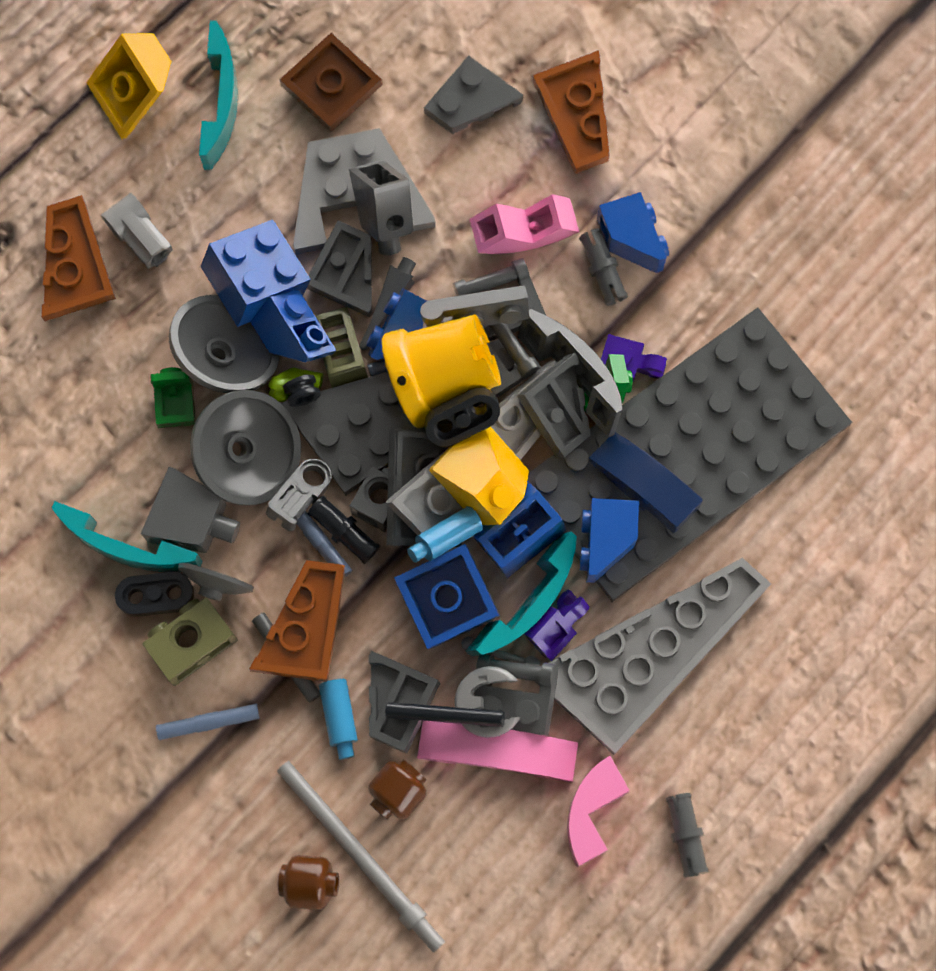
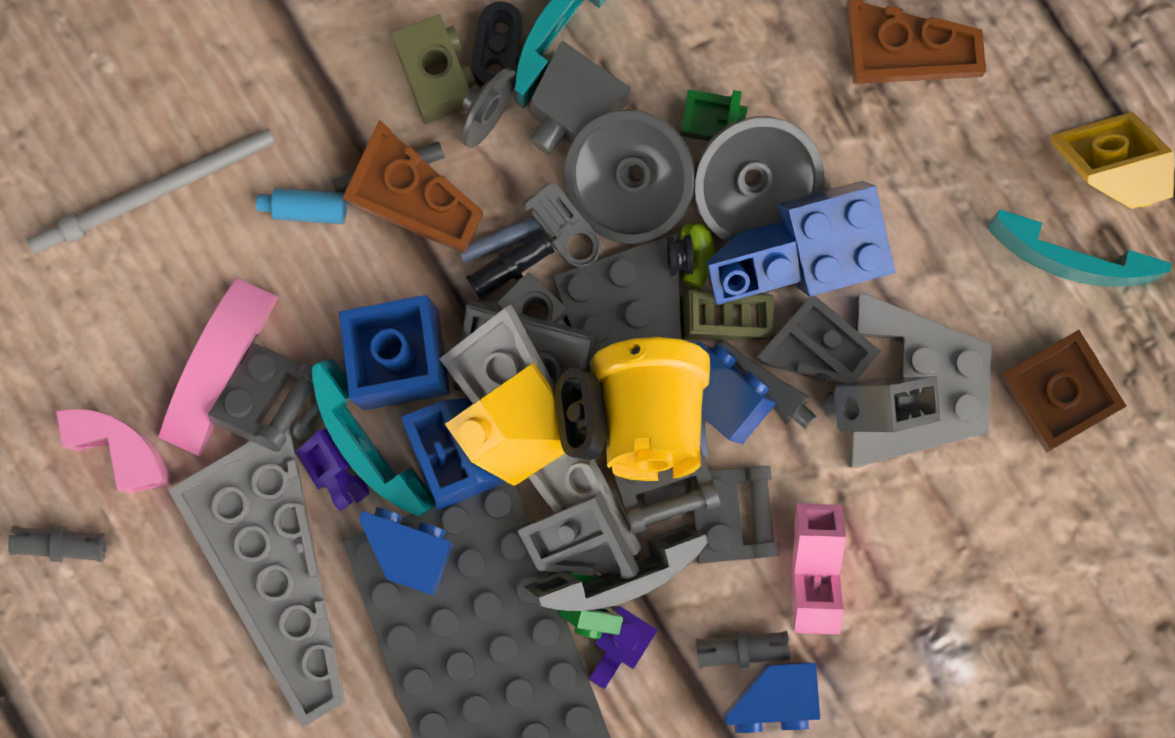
camera: 105 degrees right, 5 degrees up
(133, 225) = (938, 118): light grey piece -> none
(207, 721) = (344, 70): sand blue piece -> none
(308, 882) = (138, 127): reddish brown head -> none
(396, 684) = (301, 272): dark grey wing -> none
(397, 790) = (204, 244): reddish brown head -> none
(445, 714) = (261, 312): black bar -> none
(446, 535) = (454, 362): dark azure cylinder -> none
(465, 698) = (269, 342): light grey head -> none
(470, 96) = (1005, 554): dark grey wing -> none
(491, 307) = (708, 504): dark grey plate -> none
(576, 109) = (955, 677): dark orange wing -> none
(646, 481) = (457, 614): dark blue slope -> none

